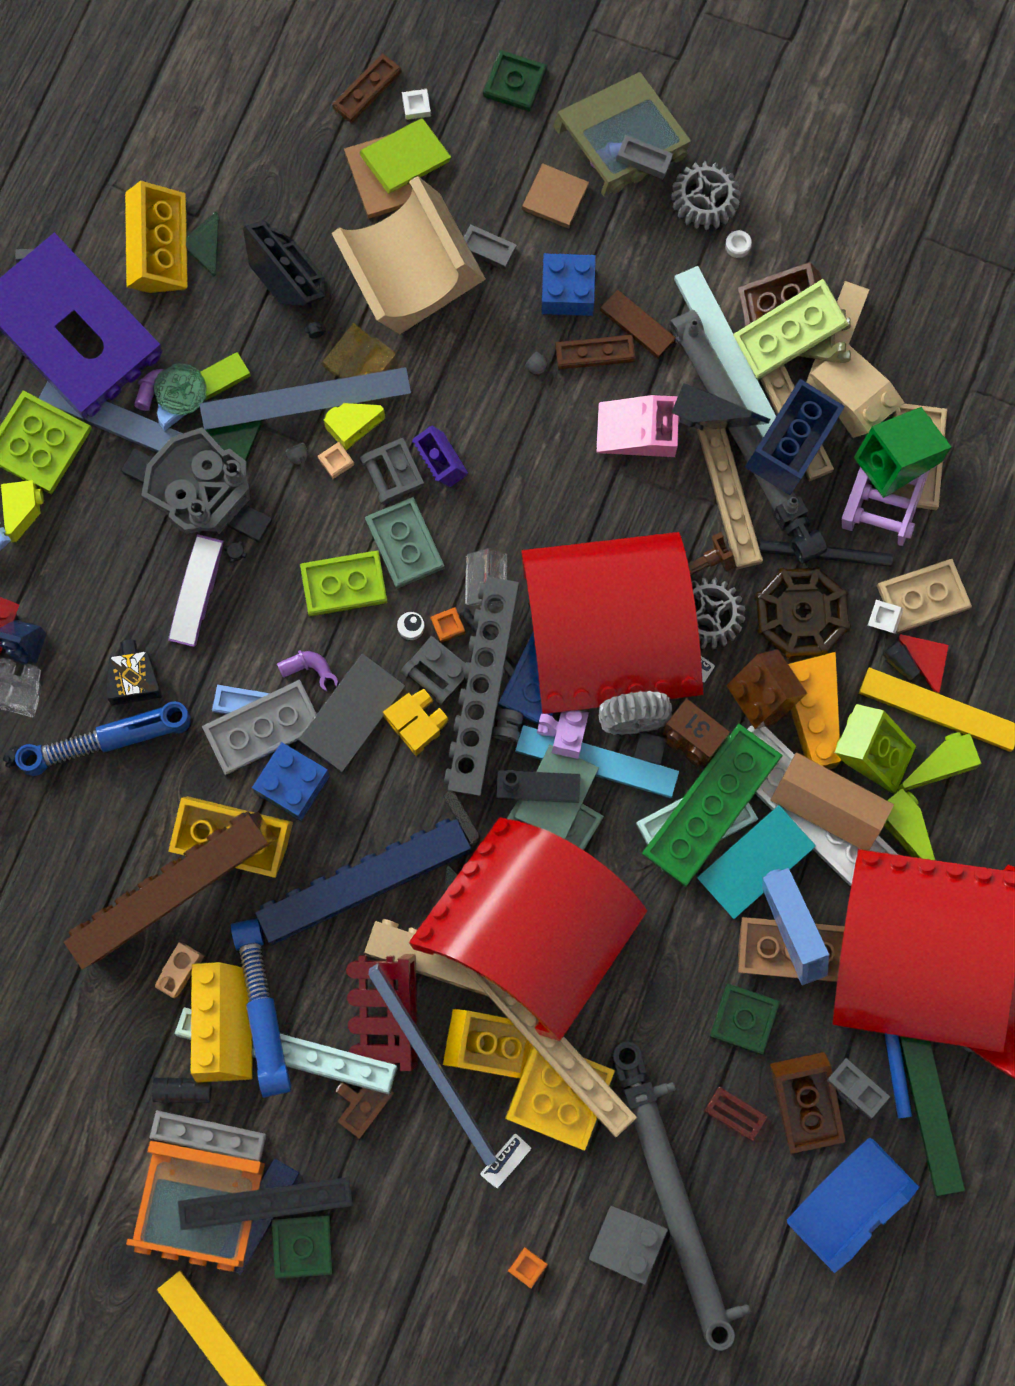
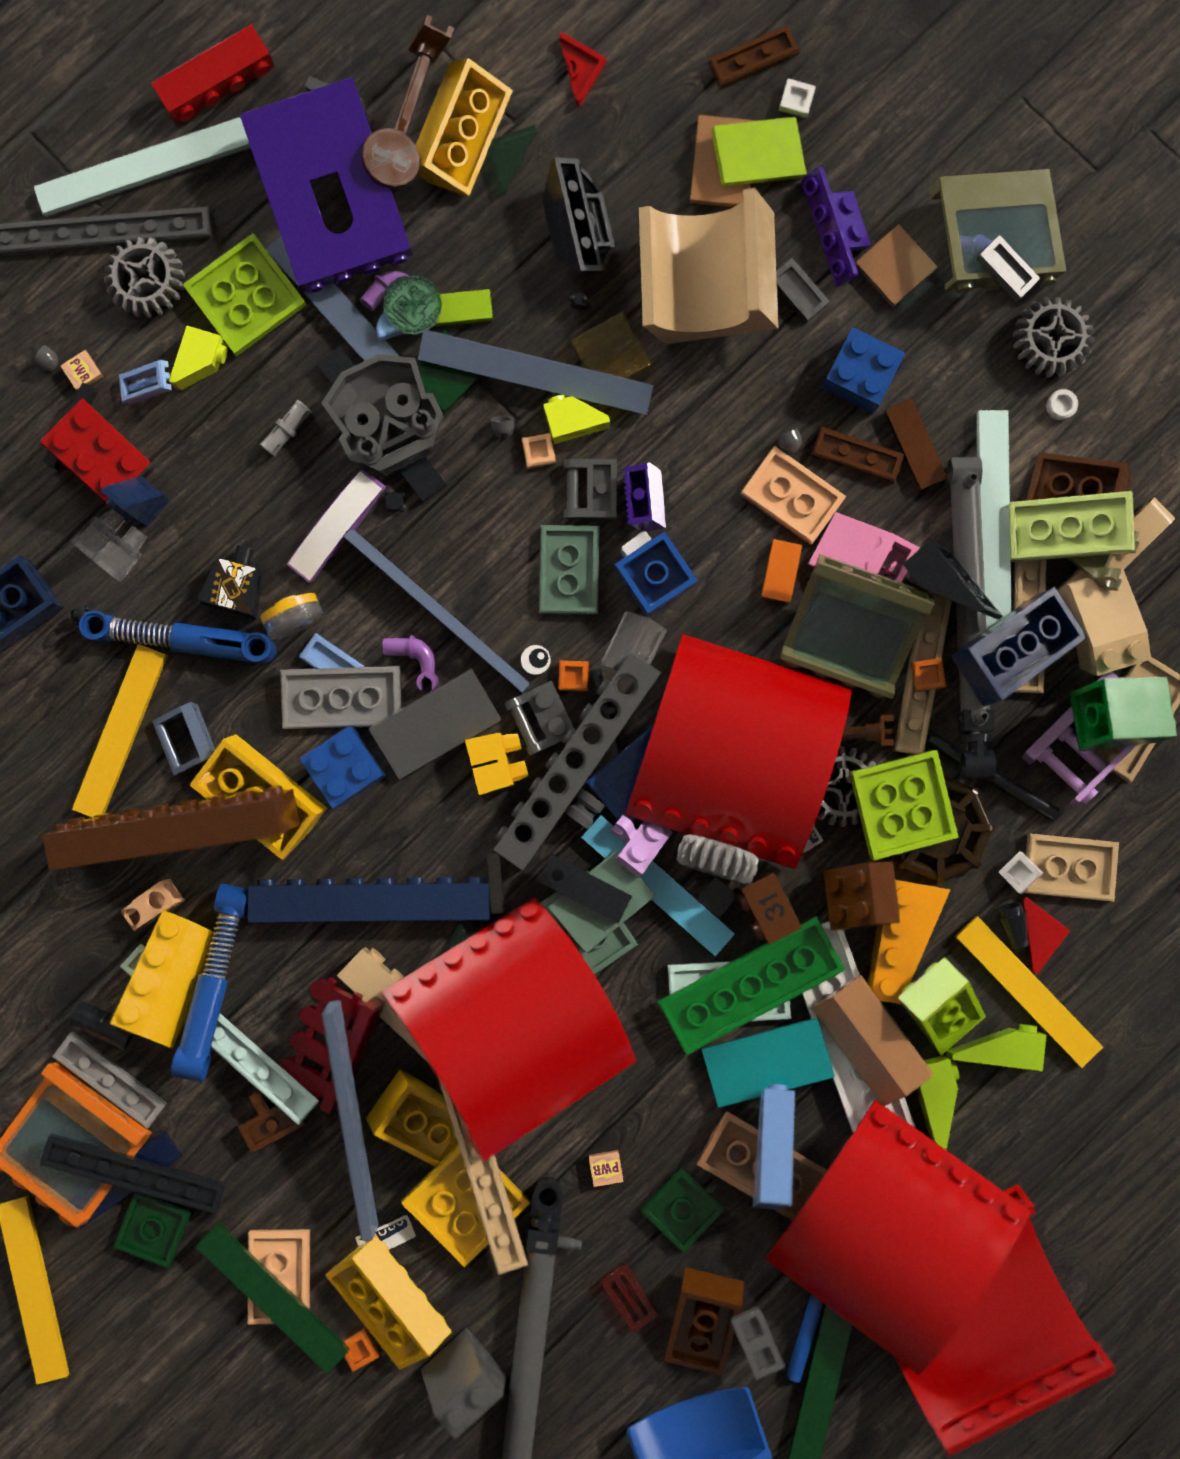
camera: 25 degrees right, 10 degrees up
(87, 838) = (120, 731): none -> yellow tile
(108, 278) = (389, 153): none -> reddish brown piece
(118, 532) = (285, 428): none -> light grey pin
(156, 808) = (198, 733): none -> sand blue tile
(193, 676) = (292, 615): none -> clear piece
(232, 151) = (582, 66): none -> red tile
(312, 621) = (437, 611): none -> sand blue tile
(343, 583) = (488, 584): lime tile -> none
(430, 1237) = (287, 1258): none -> light nougat tile
(433, 1253) = (273, 1298): none -> dark green tile
(450, 498) = (635, 543): none -> white tile
(477, 512) = (655, 574): none -> blue brick
(494, 184) = (837, 224): none -> dark purple bracket
(514, 80) = (913, 117): dark green tile -> none
(534, 1213) = (389, 1303): none -> yellow slope
(558, 405) = (792, 495): none -> light nougat tile
(578, 468) = (781, 571): none -> orange tile
(658, 481) = (855, 626): none -> clear light blue panel
(664, 1013) = (606, 1168): none -> tile
(735, 494) = (928, 674): none -> orange tile
(764, 601) = (903, 804): none -> lime plate

